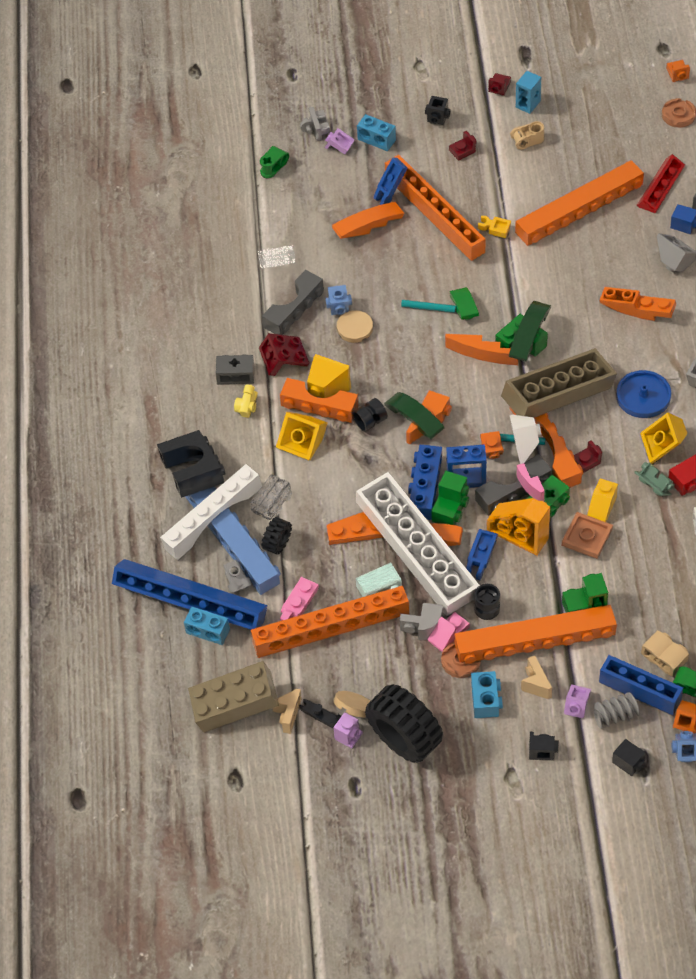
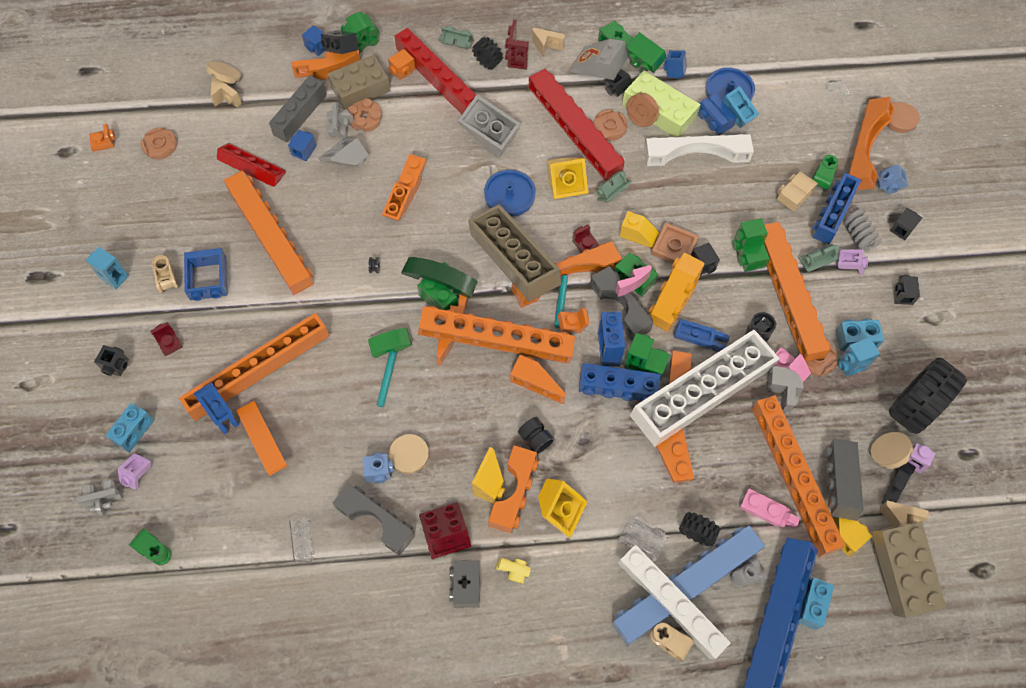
camera: 95 degrees left, 10 degrees up
(178, 511) = (673, 643): none -> tan piece
(187, 448) = (580, 625): black arch -> none
(276, 658) = (853, 534): none -> yellow slope
(322, 653) = (844, 479): none -> dark grey brick
(378, 580) = (745, 428): light aqua brick -> none
(416, 413) = (537, 391): dark green slope -> none
(454, 681) = (858, 357): none -> dark azure brick
(472, 318) = (486, 338): none -> orange brick
(497, 226) = (287, 308): yellow plate -> none
(499, 84) = (80, 301): dark red bracket -> none
(525, 435) = (578, 283): white slope -> none
(527, 152) = (201, 259): none -> blue window
(537, 681) = (839, 290): tan slope -> none
(547, 286) = (374, 265): none -> black bush
(570, 560) = (707, 255): none -> black brick
(580, 668) = (819, 257): none -> sand green hinge

